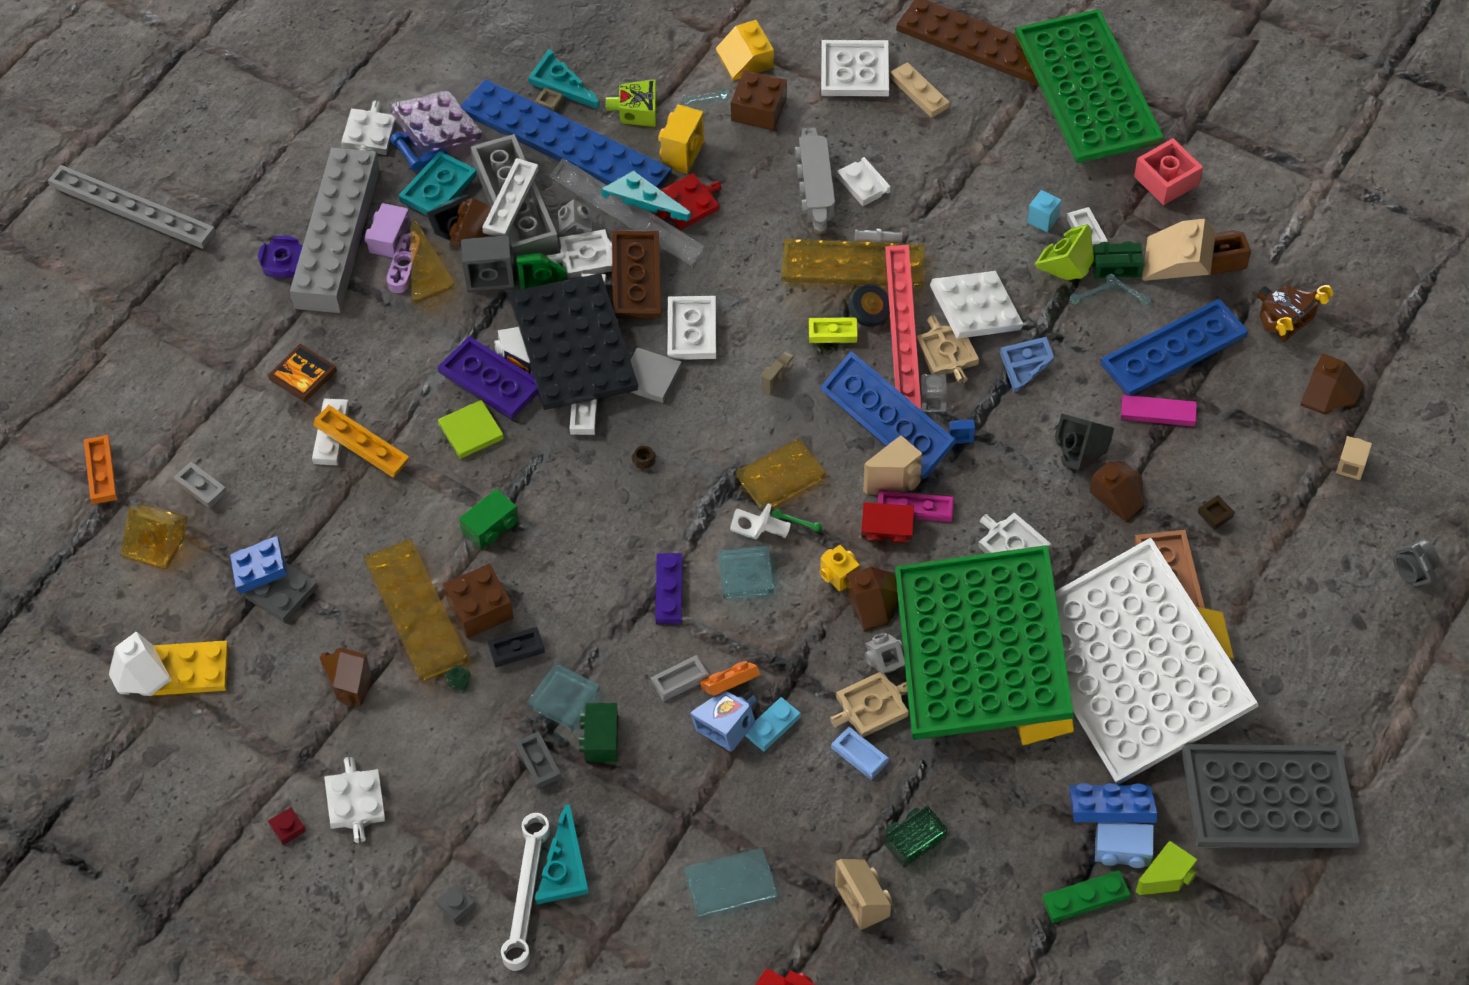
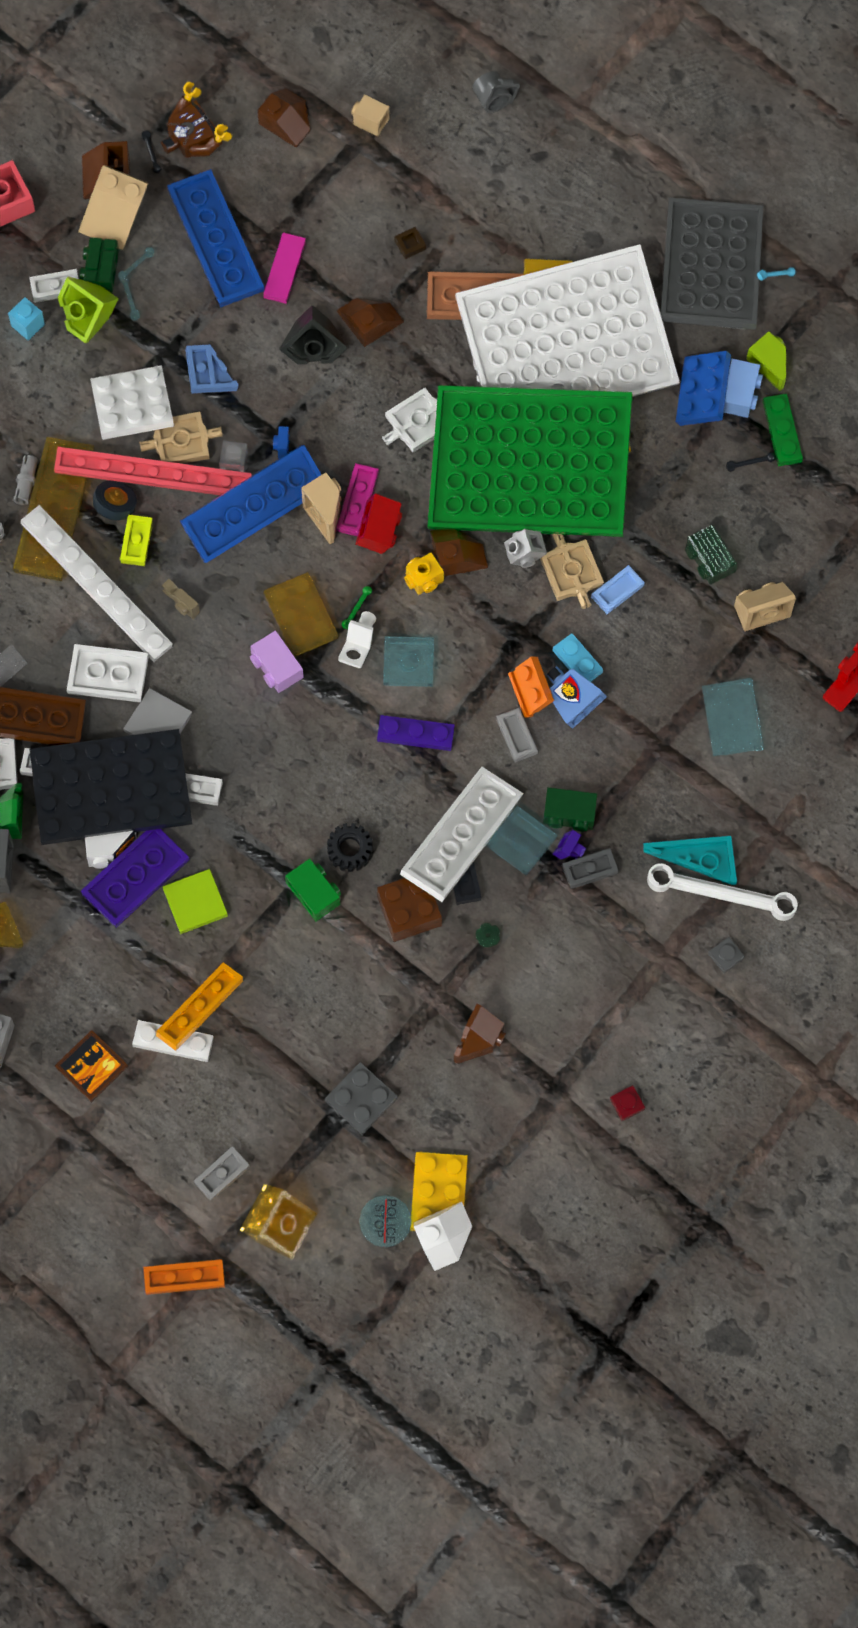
camera: 85 degrees left, 15 degrees up
(154, 620) = (385, 1221): none -> clear light blue piece
(258, 565) = (334, 1115): plate -> none
(354, 799) = (607, 1038): white plate -> none
(415, 609) = (402, 970): clear yellow plate -> none
(537, 557) = (349, 862): none -> black tyre
(555, 630) = (461, 834): none -> white plate
(558, 737) = (569, 847): none -> dark purple tile
(644, 452) = (257, 732): dark brown plate -> none
(724, 457) = (276, 661): none -> lavender brick
(779, 304) = (96, 583): none -> white plate
(1030, 850) = (730, 466): none -> black hinge
(1266, 844) = (763, 274): none -> medium azure hinge
(1273, 280) = (146, 136): none -> black hinge

